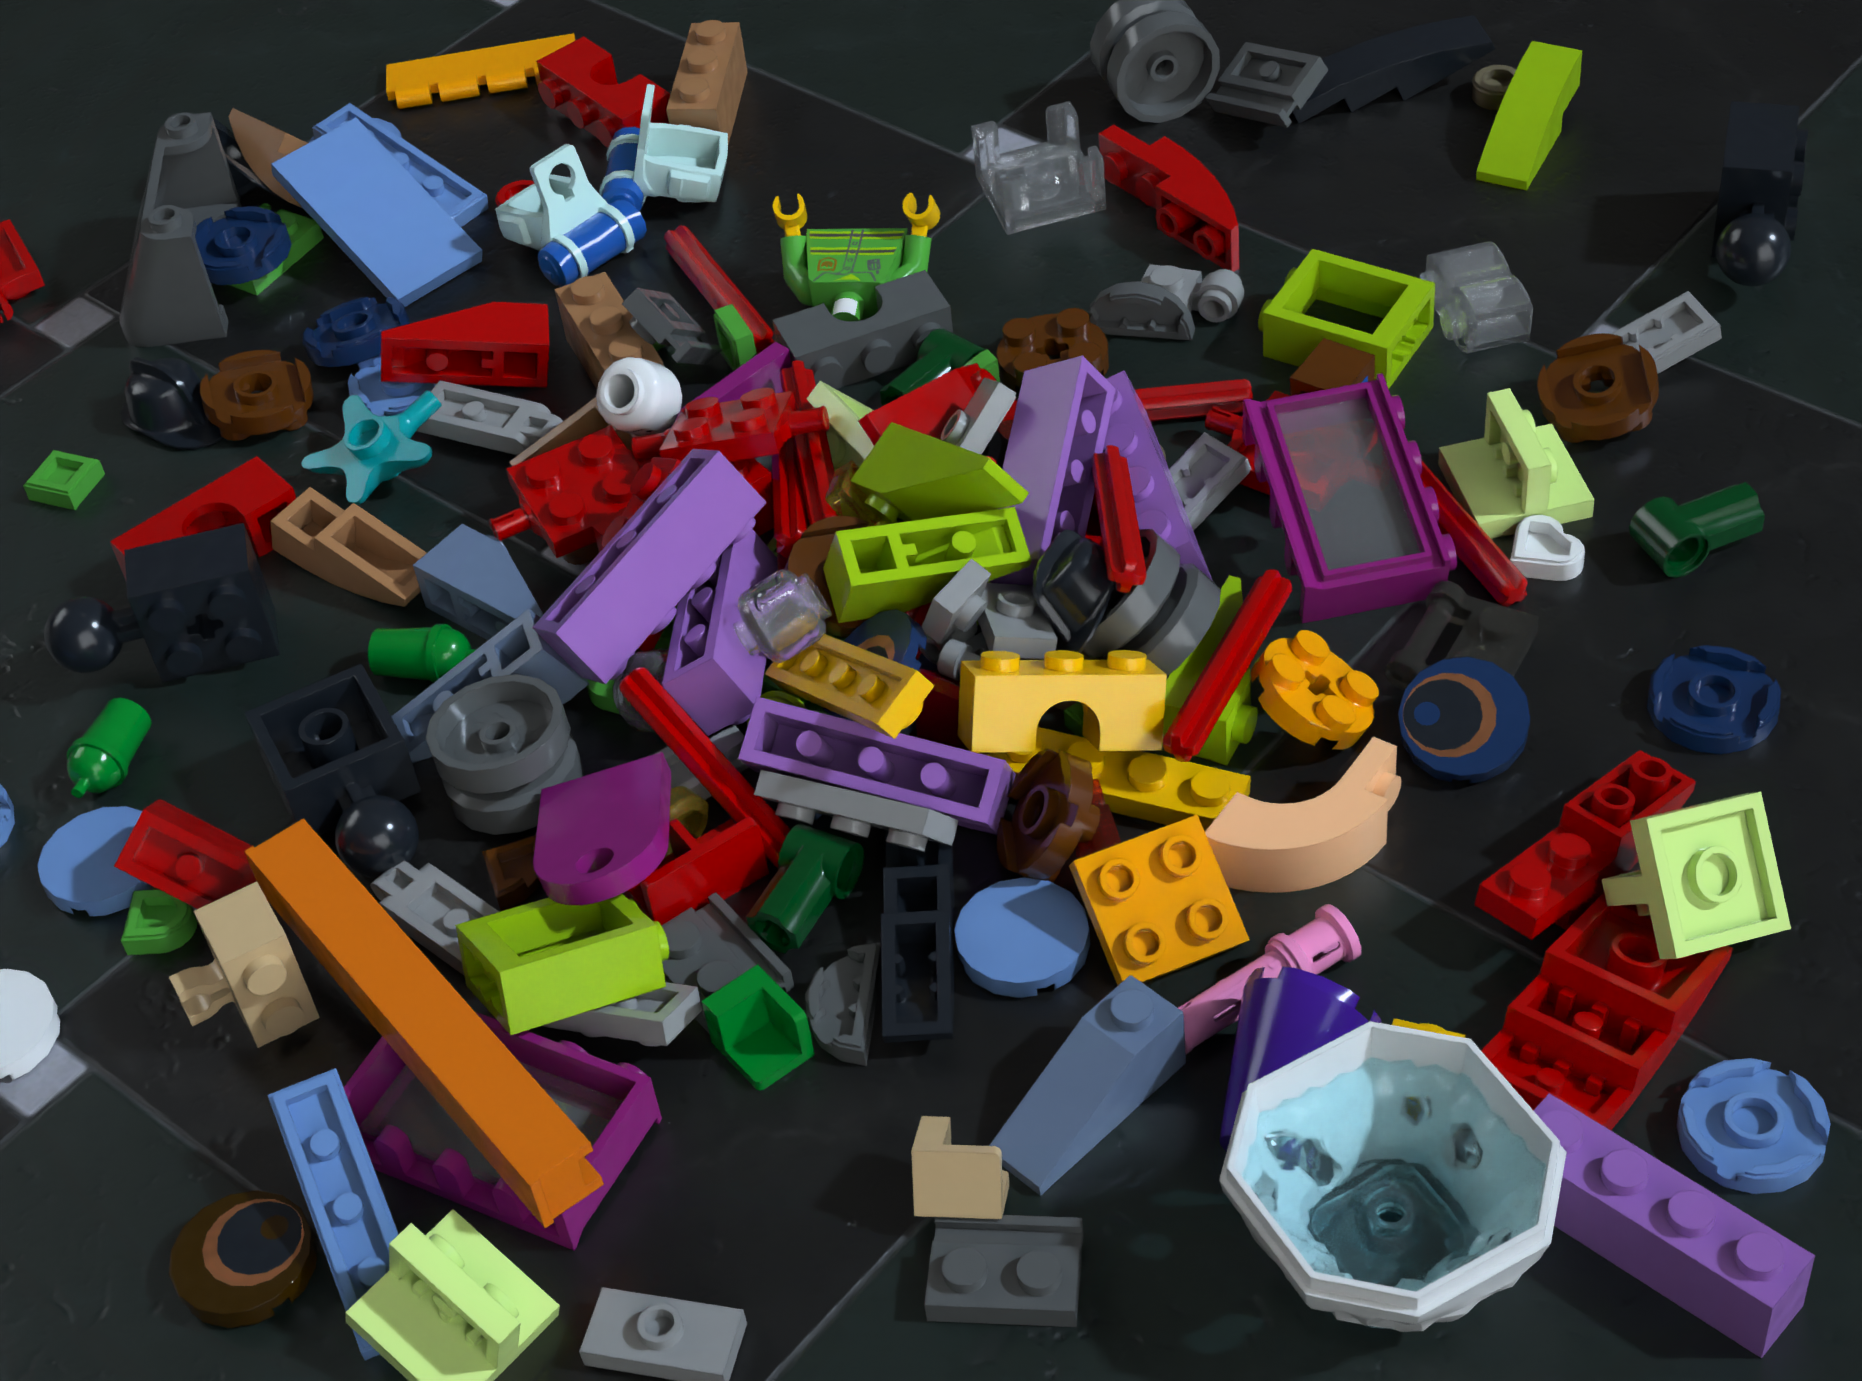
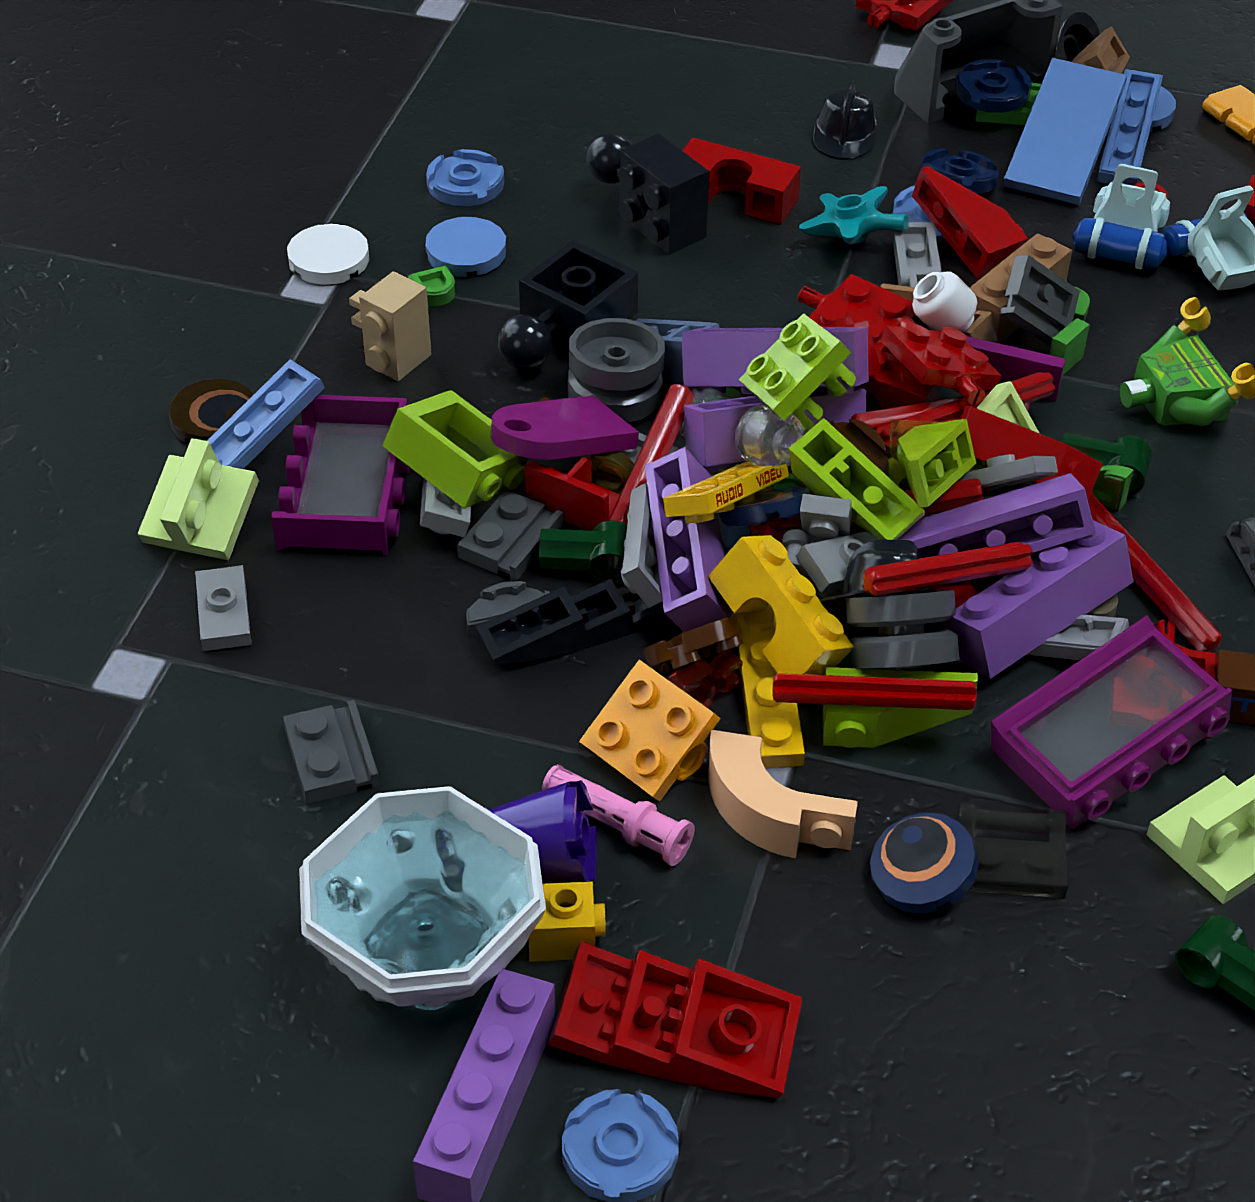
camera: 60 degrees right, 0 degrees up
(64, 480) = (755, 107): bright green tile -> none
(107, 747) = (543, 210): green piece -> none
(185, 856) = (470, 273): red panel -> none
(279, 406) = (859, 156): reddish brown plate -> none
(347, 548) = (760, 243): medium nougat slope -> none
(417, 652) = (689, 301): green piece -> none
(427, 1023) = (366, 403): orange tile -> none
(429, 907) = (492, 385): light grey hinge -> none
(473, 582) = (765, 300): sand blue slope -> none
(714, 282) = (1124, 324): red axle -> none
(736, 526) = (796, 368): none -> lime plate
(758, 1028) = (466, 567): green panel -> none
(862, 349) = (1089, 396): dark grey arch -> none
(955, 1178) = (376, 694): tan panel -> none
(1022, 937) = (593, 670): medium blue tile -> none
(1032, 340) = (1181, 500): reddish brown plate -> none
(1093, 1083) = (488, 745): sand blue slope -> none
(1314, 691) = (921, 747): light orange plate -> none
(1476, 547) = (1147, 806): red axle -> none
(1545, 551) = (1155, 876): white tile -> none
(1593, 842) = (834, 977): red slope -> none
(1704, 876) = (812, 1039): yellowish green bracket -> none
(1713, 700) = (1051, 1029): dark blue tile -> none

